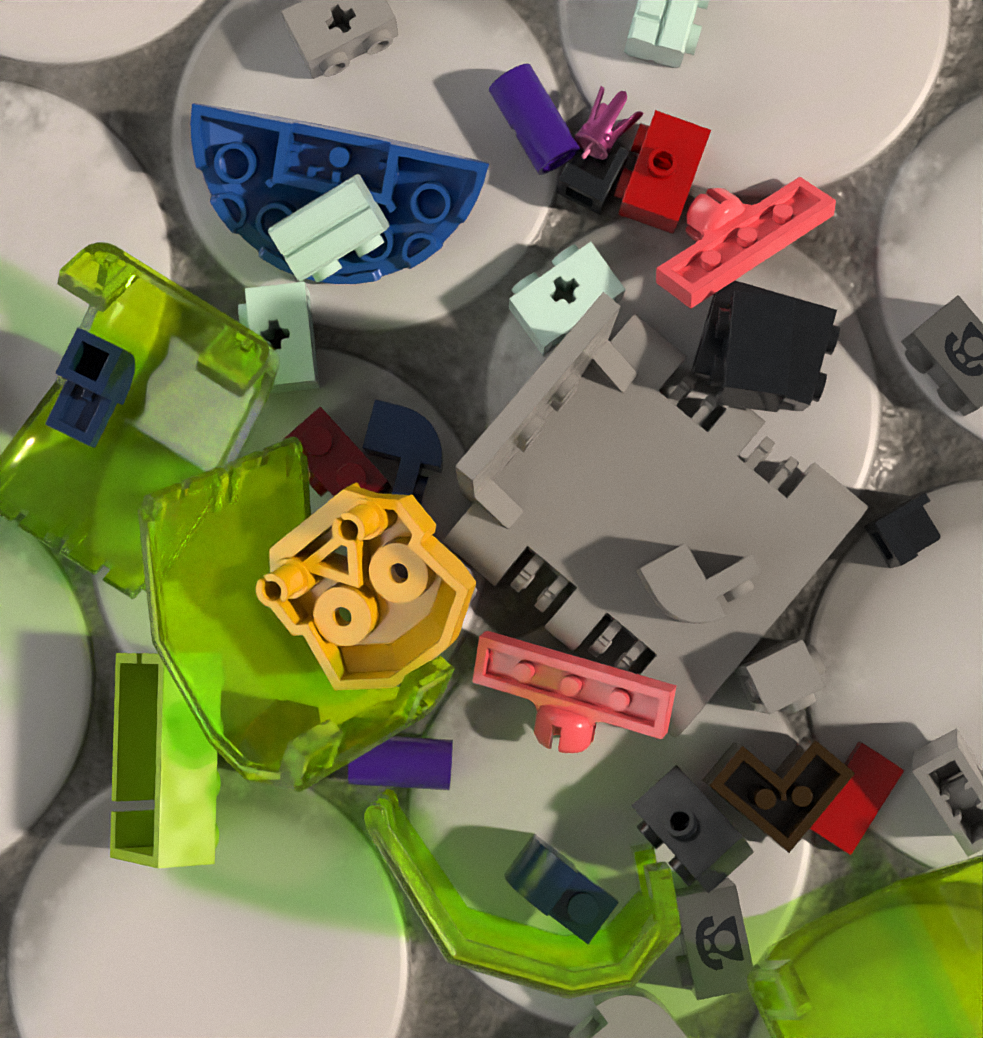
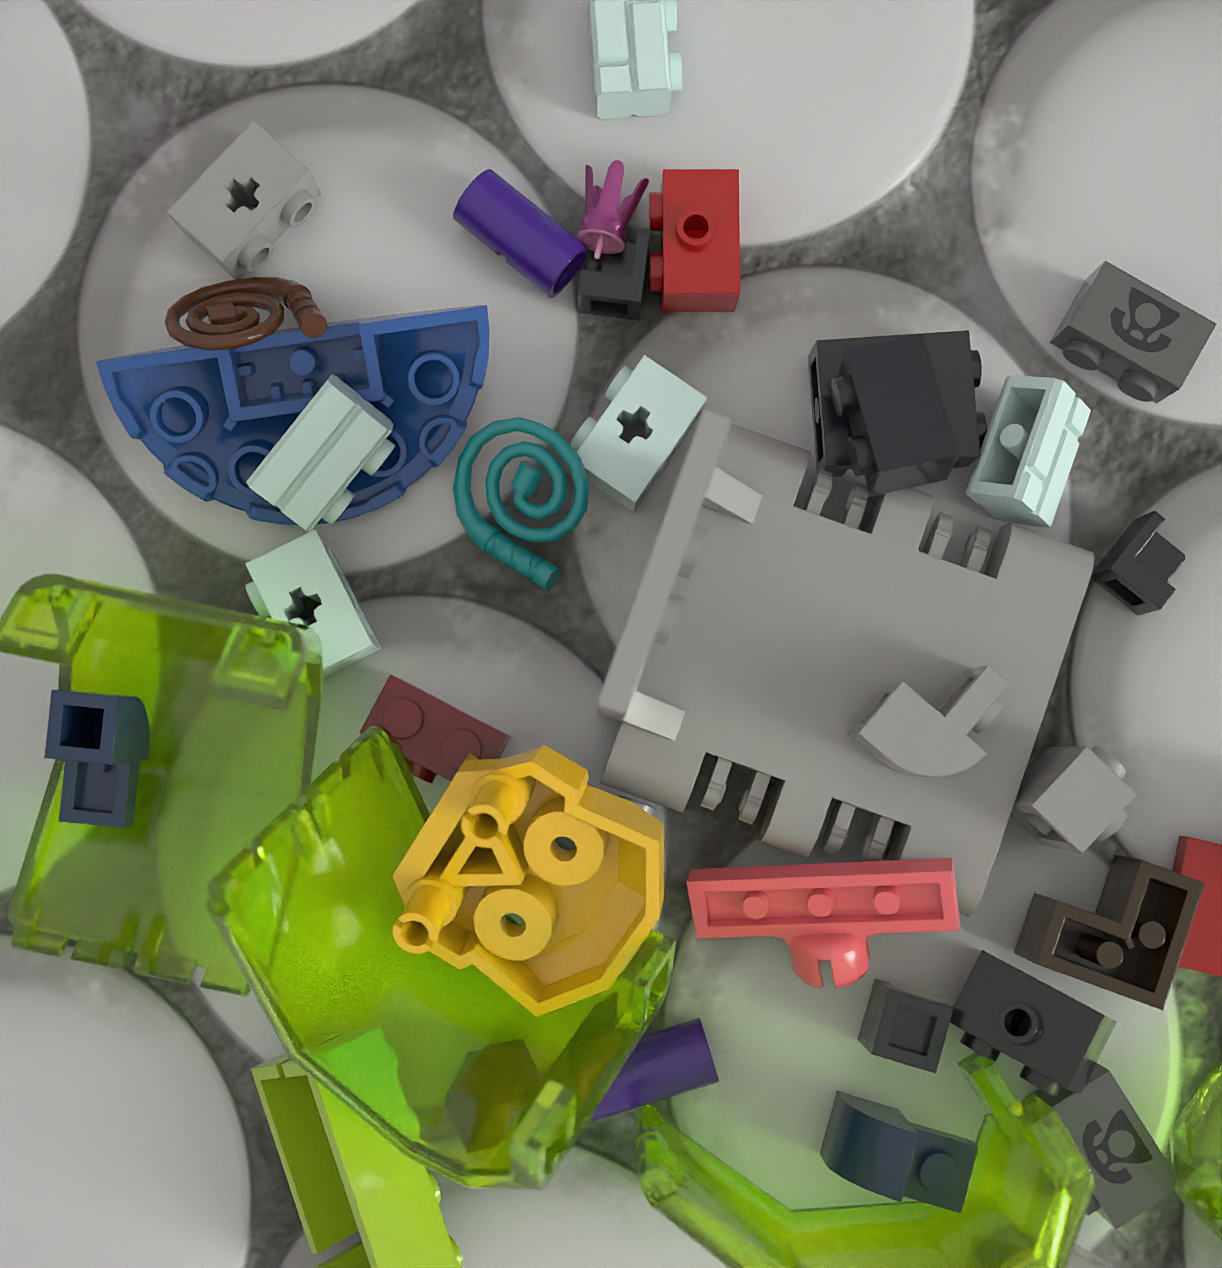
camera: 25 degrees left, 0 degrees up
(303, 94) = (232, 315): none -> reddish brown piece
(407, 438) = (515, 673): dark blue brick -> none
(469, 304) = (525, 482): none -> teal piece
(600, 800) = (904, 1026): none -> black panel
(739, 237) = (819, 286): coral plate -> none
(849, 414) = (1028, 450): none -> light aqua brick

